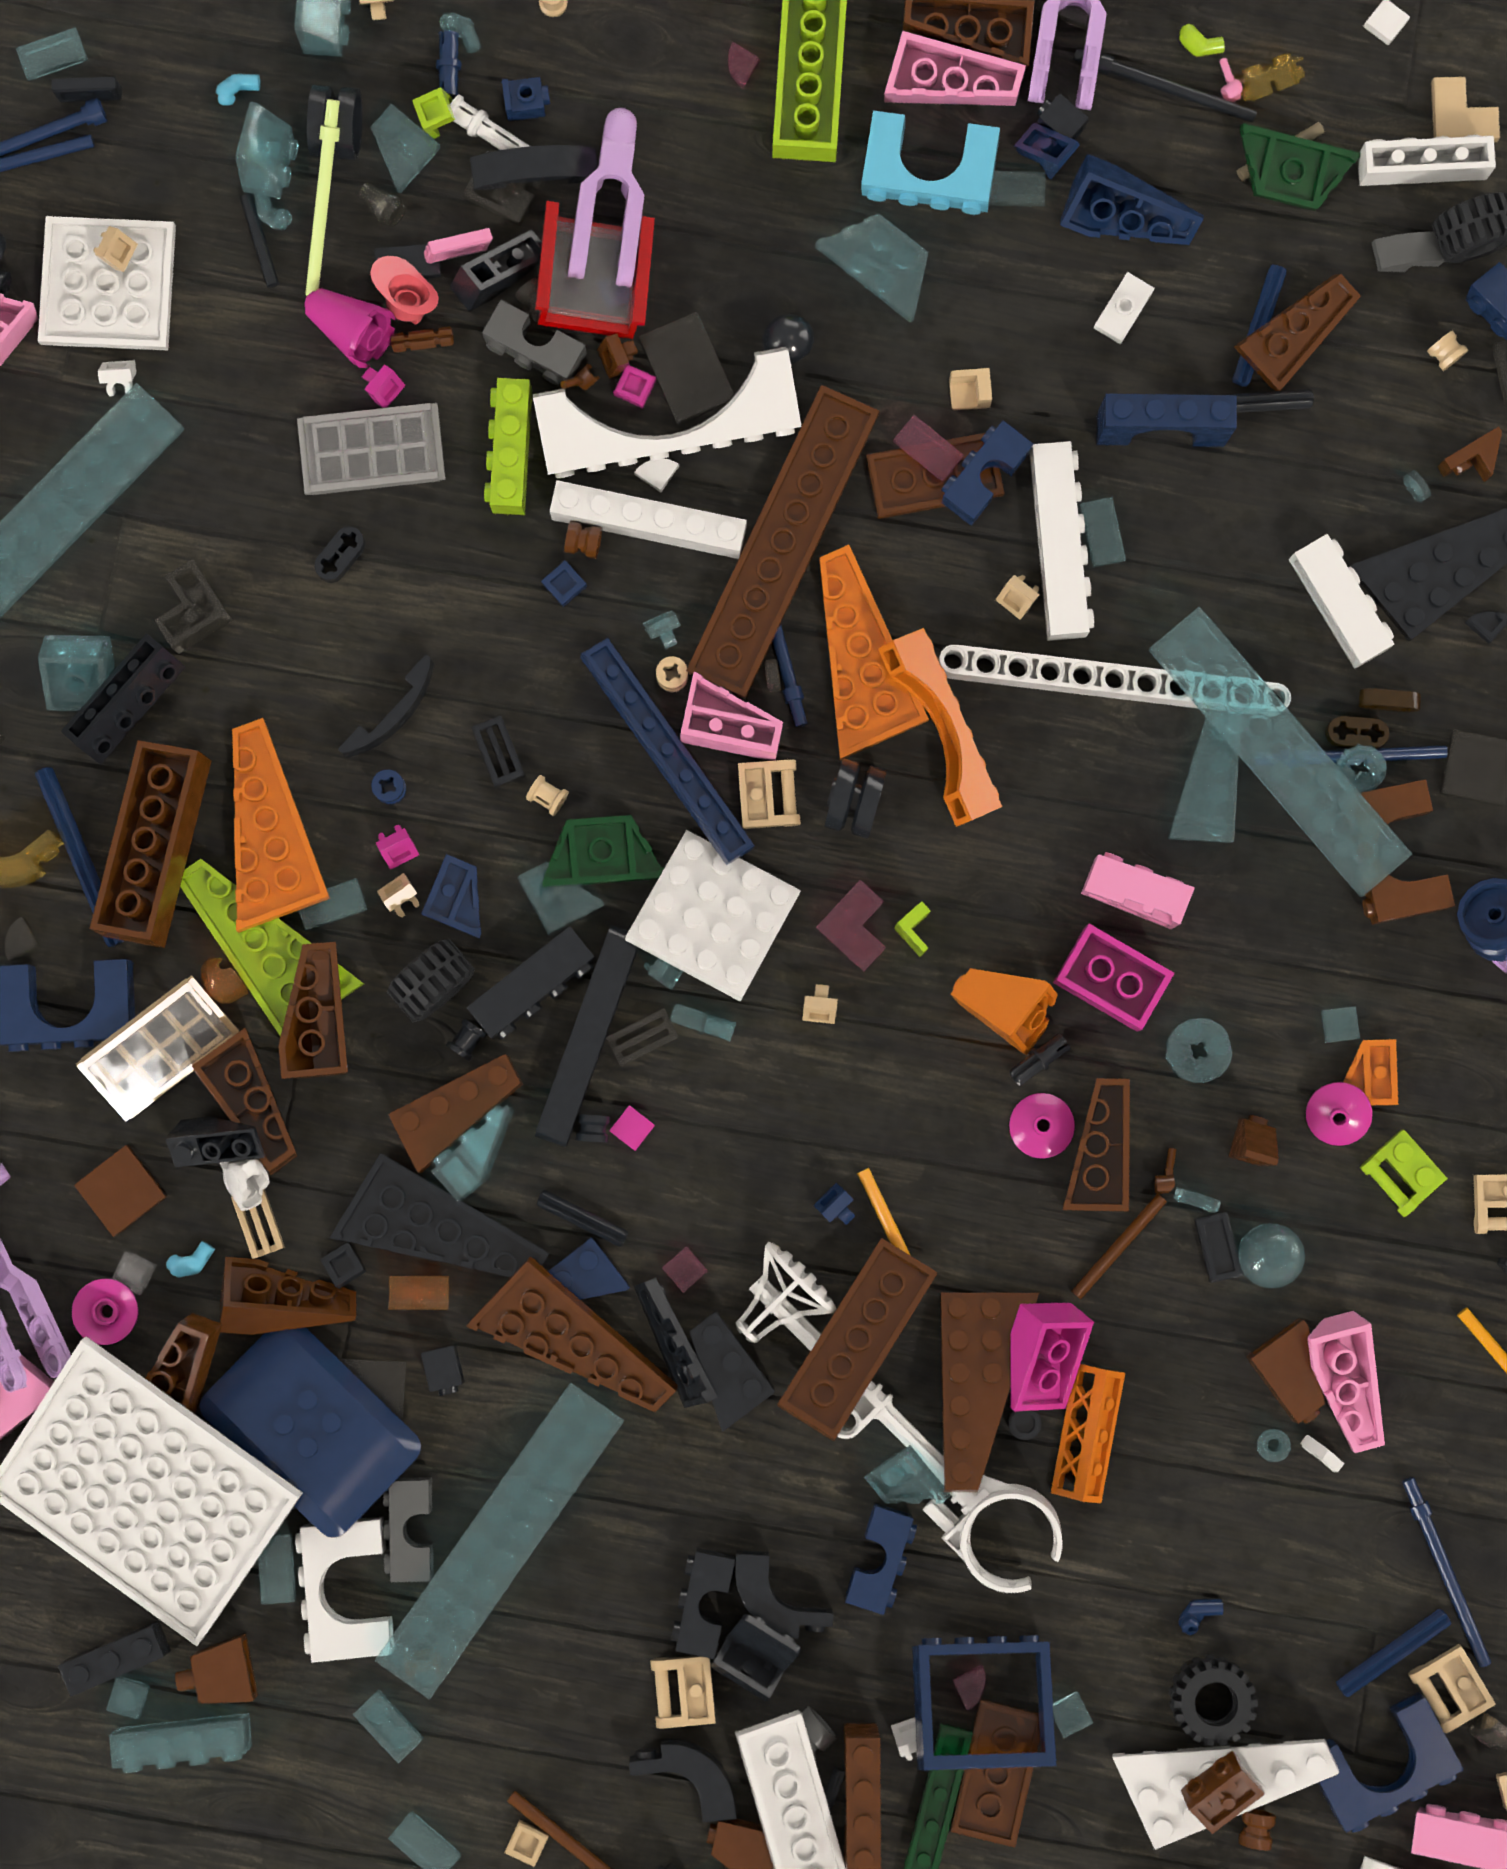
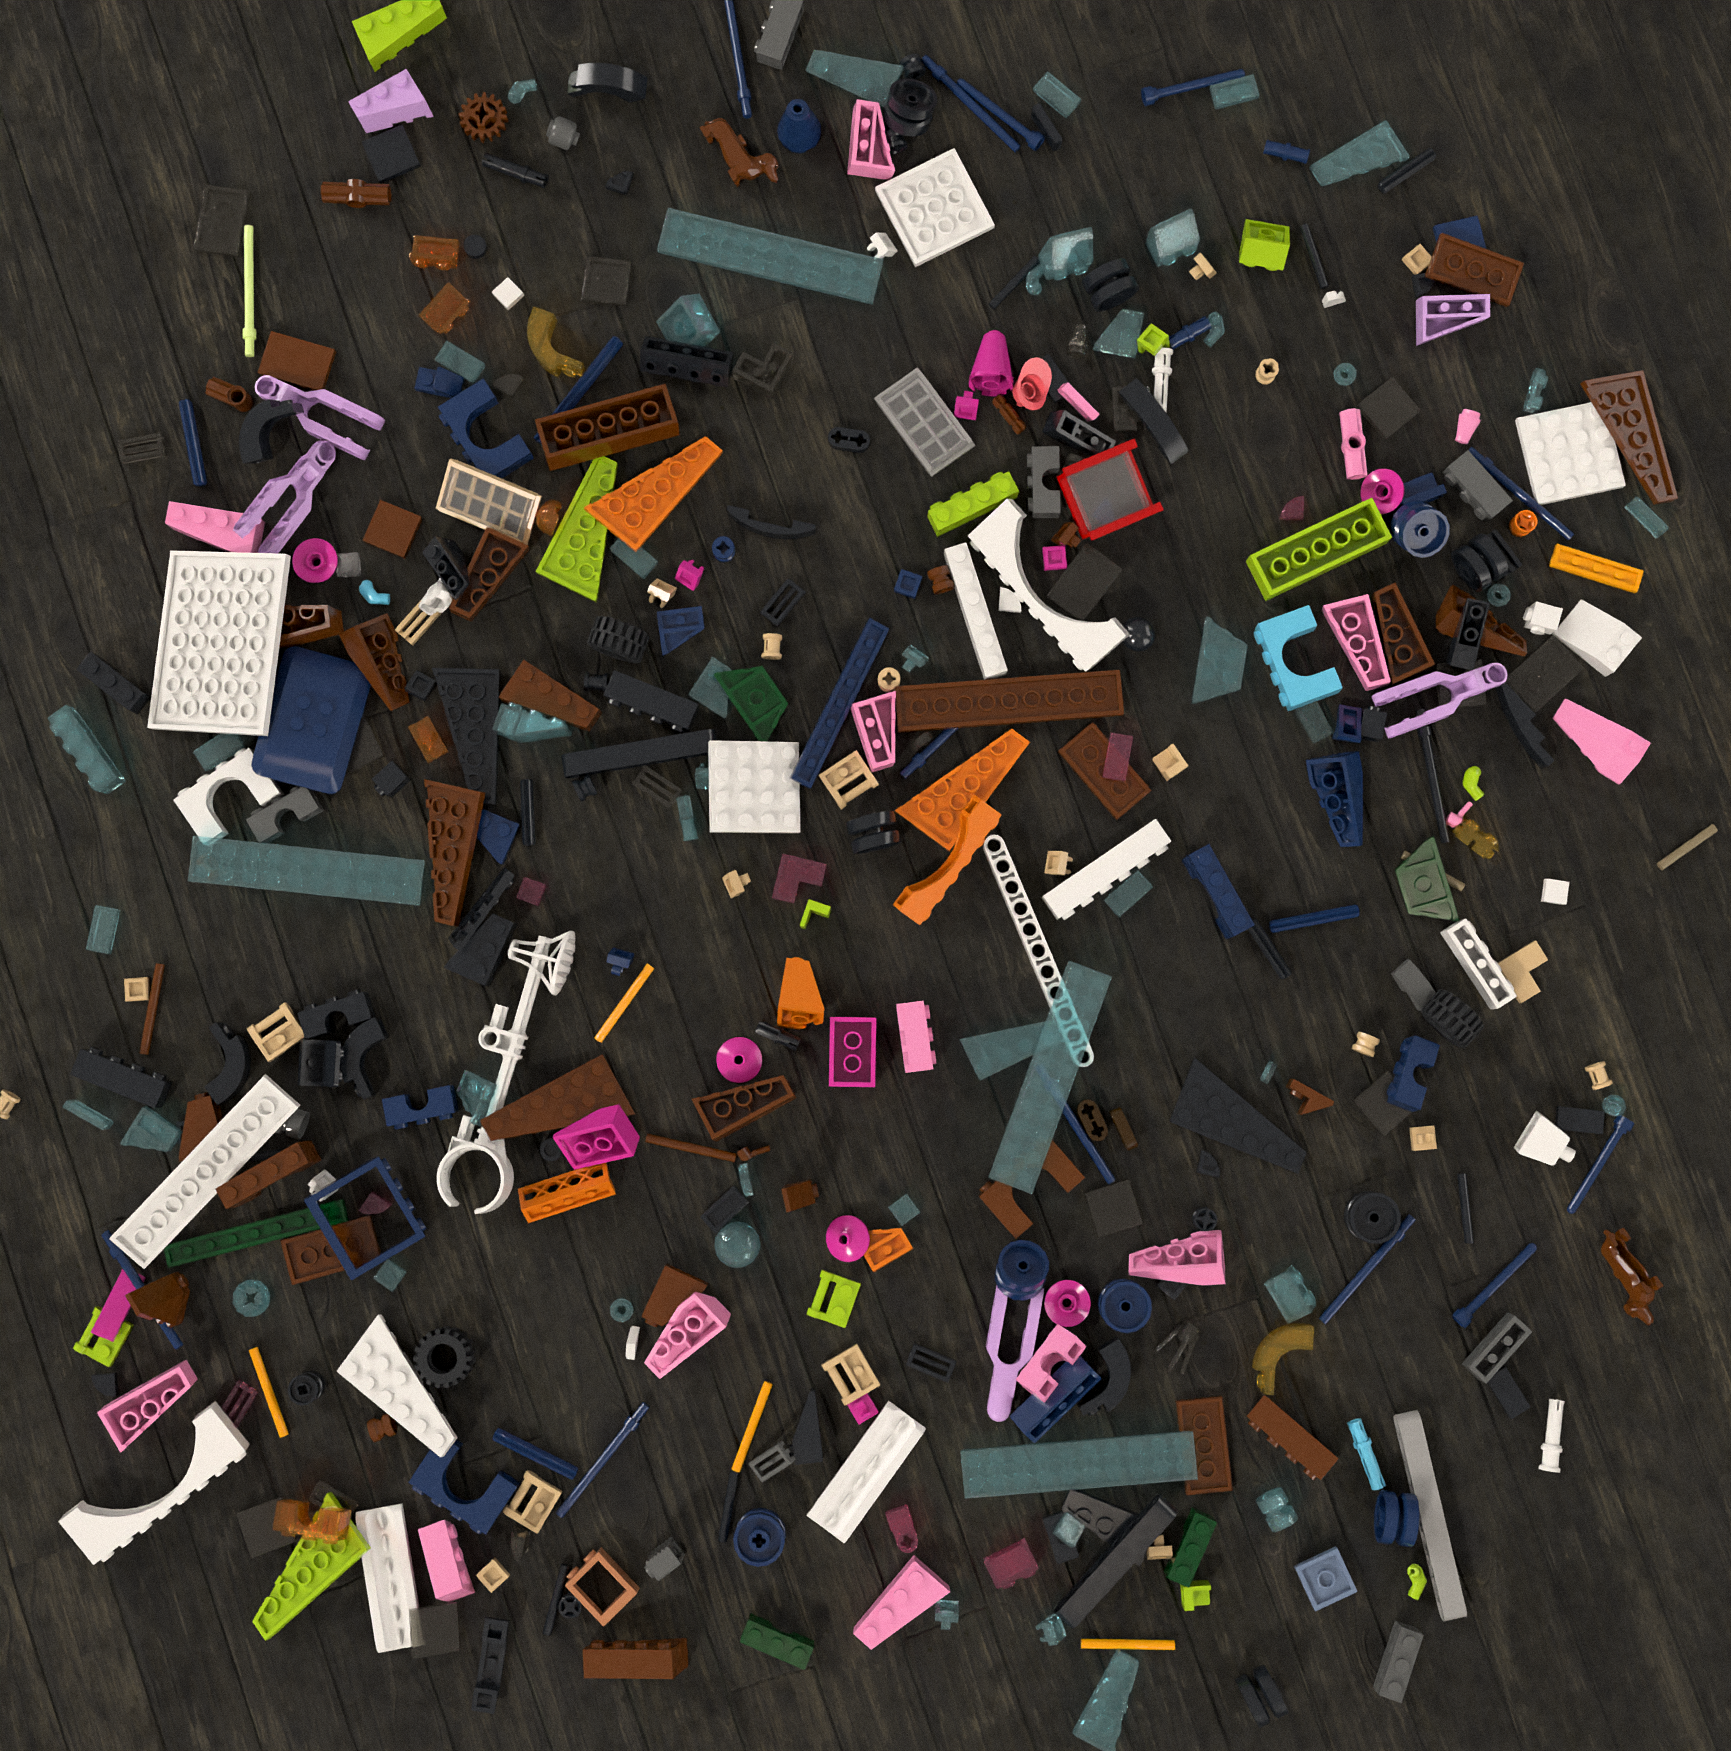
camera: 65 degrees right, 0 degrees up
(115, 248) = (956, 200): tan tile -> none
(128, 1697) = (96, 704): clear light blue plate -> none
(221, 1673) = (139, 751): reddish brown torso -> none
(234, 84) = (1102, 213): medium azure arm -> none
(313, 1025) = (552, 585): reddish brown wedge -> none
(329, 135) = (1096, 285): yellowish green bar -> none
(388, 1726) = (161, 867): clear light blue plate -> none
(525, 108) = (1191, 398): dark blue brick -> none
(582, 379) = (1040, 523): reddish brown hand -> none
(614, 163) = (1183, 467): lavender piece -> none
(632, 1128) = (599, 811): dark pink tile -> none
(857, 1339) = (543, 1017): reddish brown plate -> none
(1002, 449) = (1142, 800): dark blue arch -> none
(1124, 308) = (1276, 828): white plate -> none
(1196, 1611) = (494, 1318): dark blue arm -> none
(1216, 1045) = (830, 1120): clear light blue plate -> none
(1221, 1792) = (389, 1391): reddish brown bracket -> none
(1294, 334) = (1321, 943): reddish brown wing -> none
(1342, 601) = (1168, 1065): white brick -> none
(1373, 762) = (1063, 1141): clear light blue gear -> none

